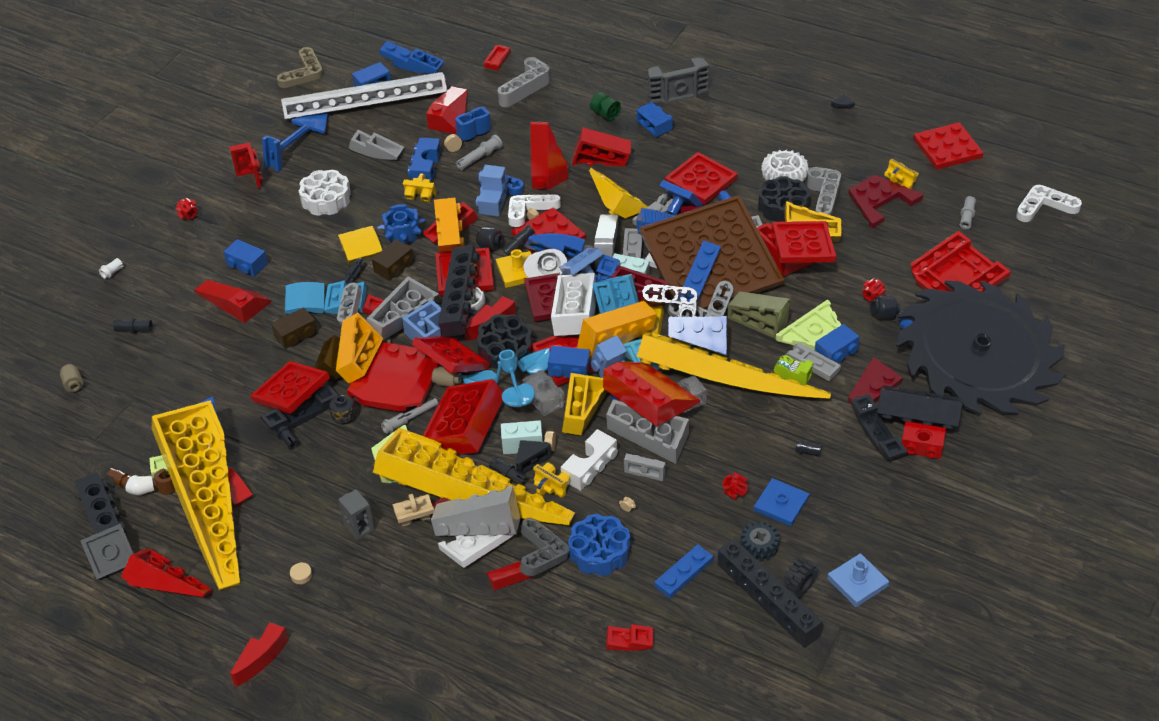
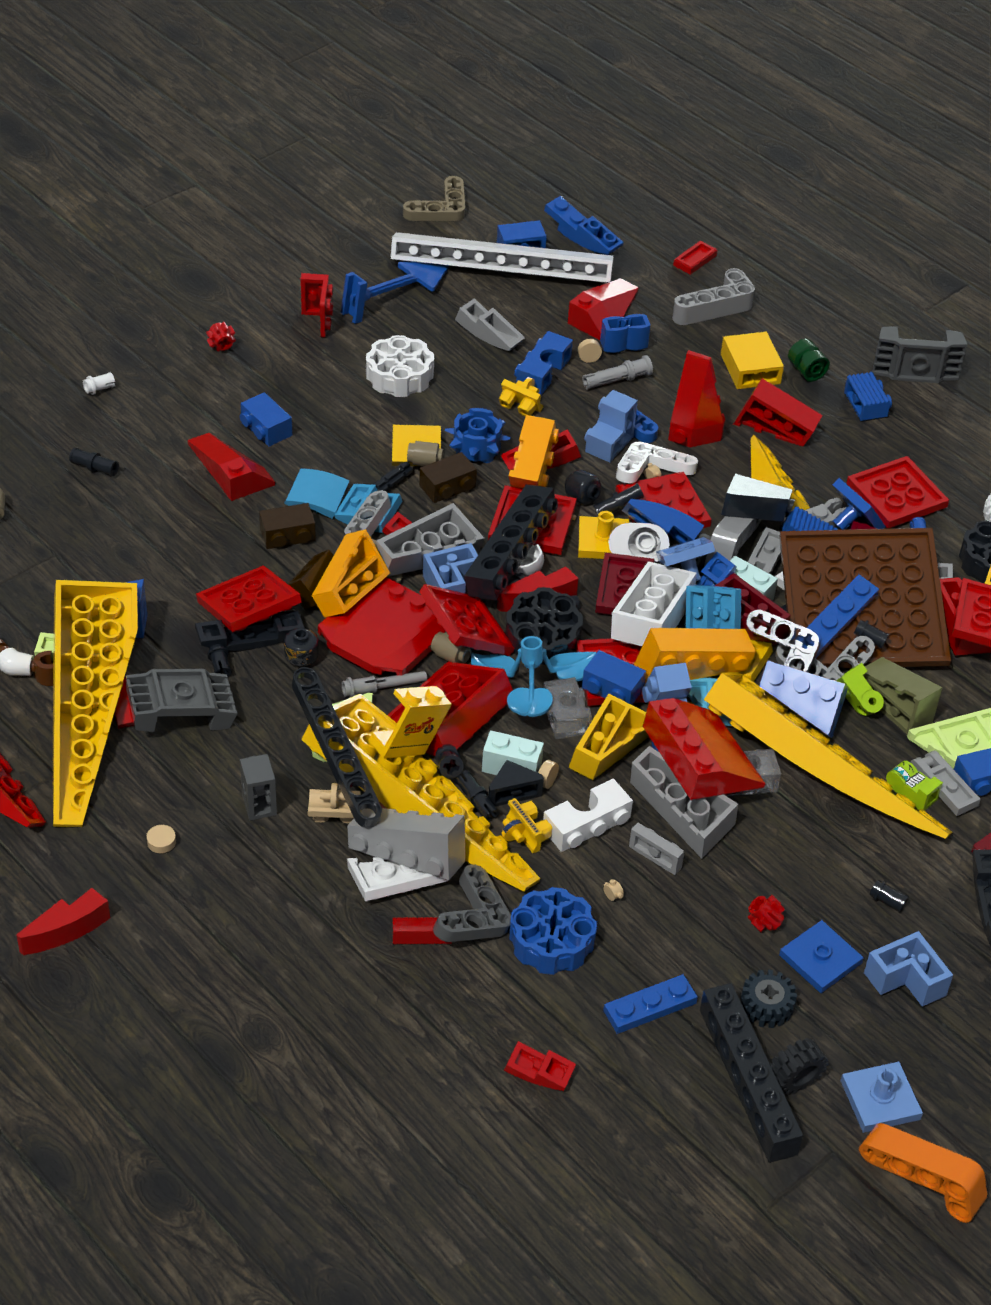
camera: 15 degrees right, 0 degrees up
(272, 468) = (180, 694): none -> dark grey plate
(370, 248) = (424, 453): none -> dark tan brick
(404, 476) = (336, 757): none -> black beam
(455, 427) = (417, 725): none -> yellow panel
(480, 453) = (445, 761): none -> black bush
(566, 117) = (751, 359): none -> yellow brick
(614, 211) = (757, 500): none -> black slope
(724, 276) = (875, 634): none -> black pin
(736, 321) = (860, 693): none -> lime leg
(844, 487) = (912, 964): none -> medium blue brick
(908, 613) = (929, 1165): none -> orange beam

